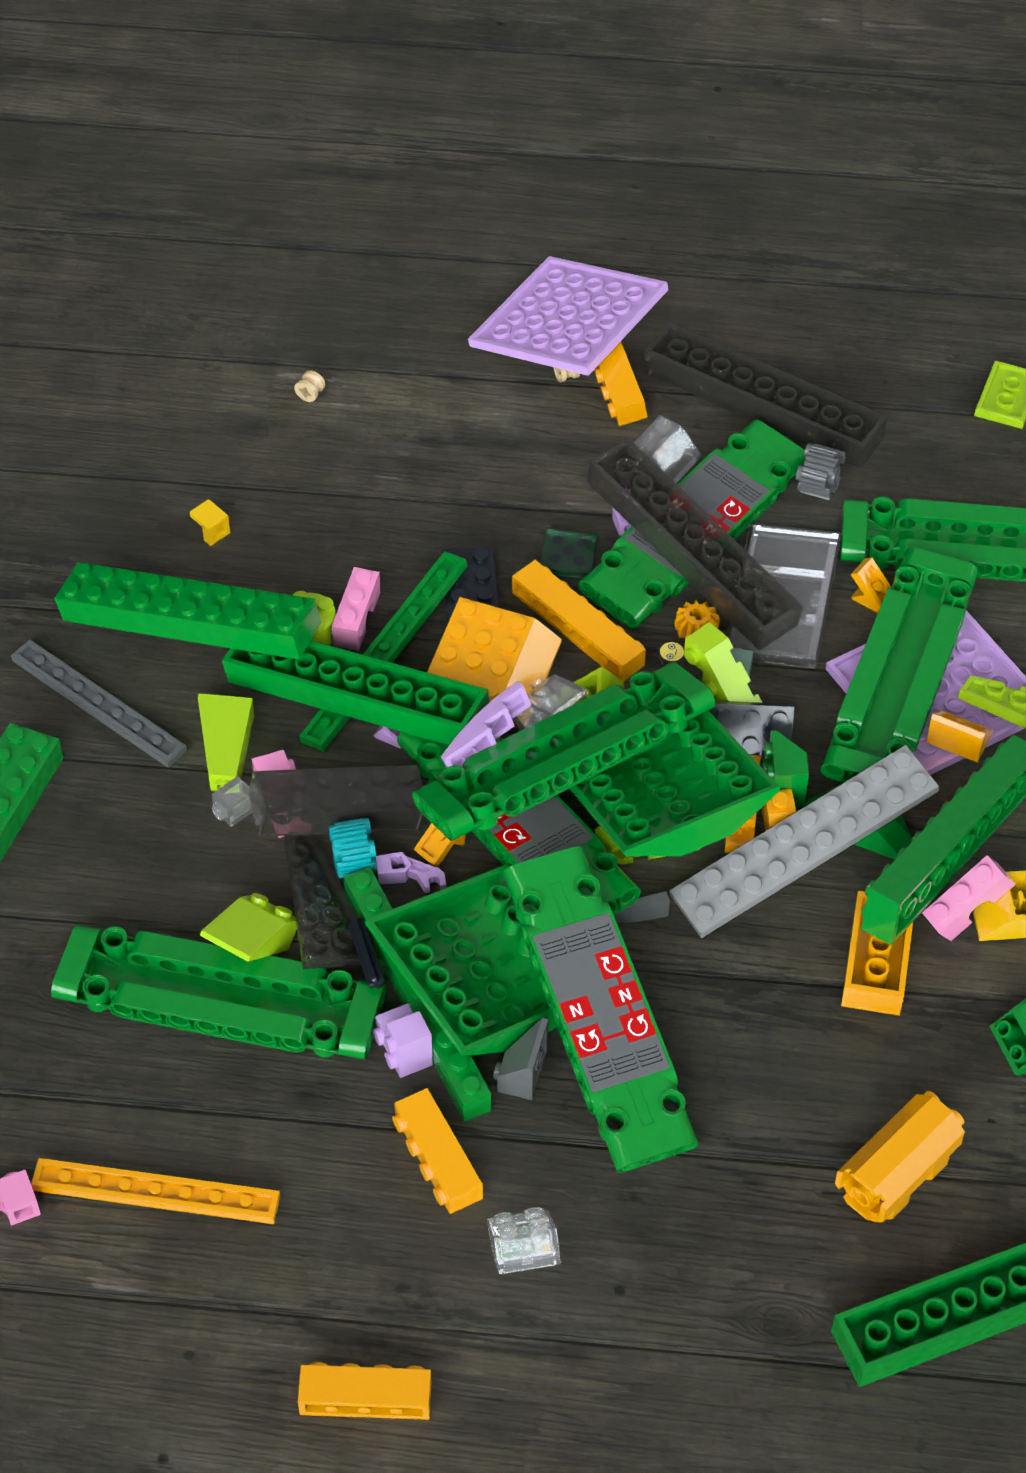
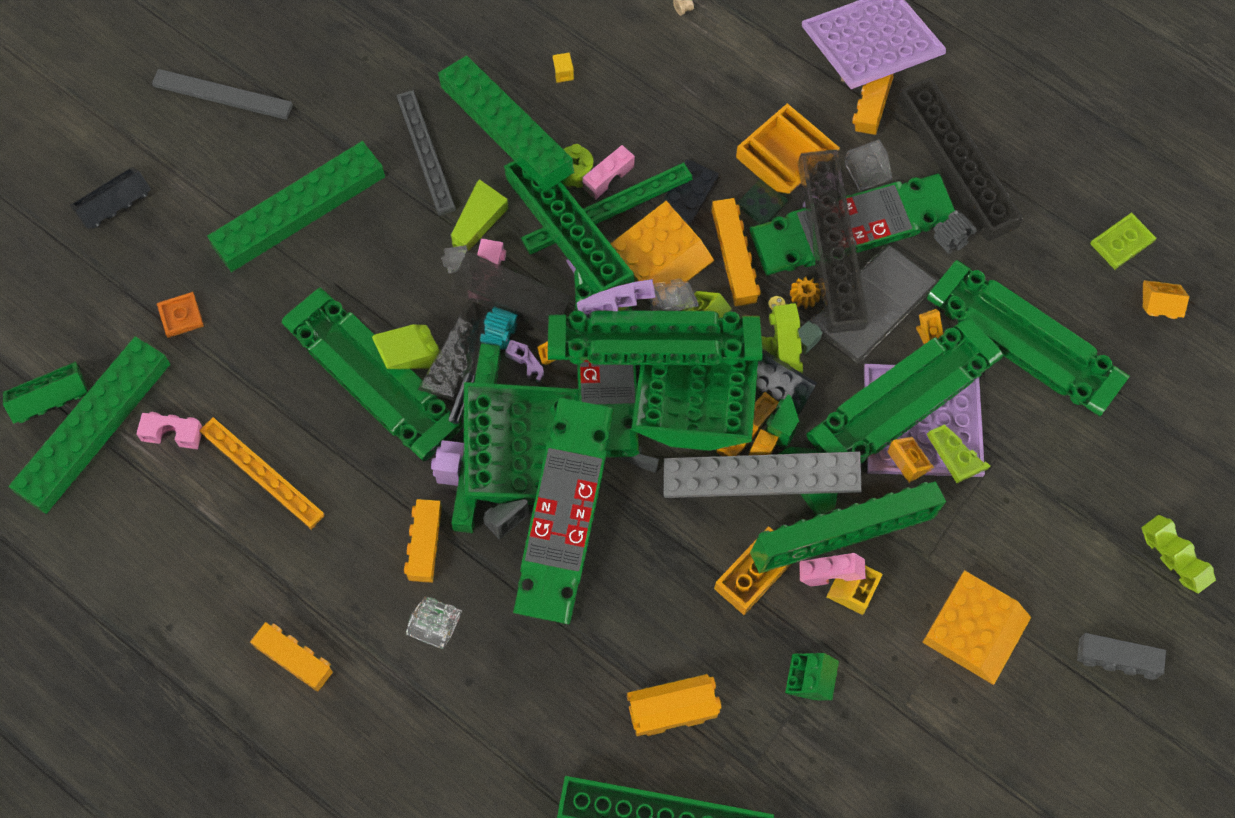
camera: 30 degrees right, 15 degrees up
(549, 482) = (776, 147): none -> light orange slope

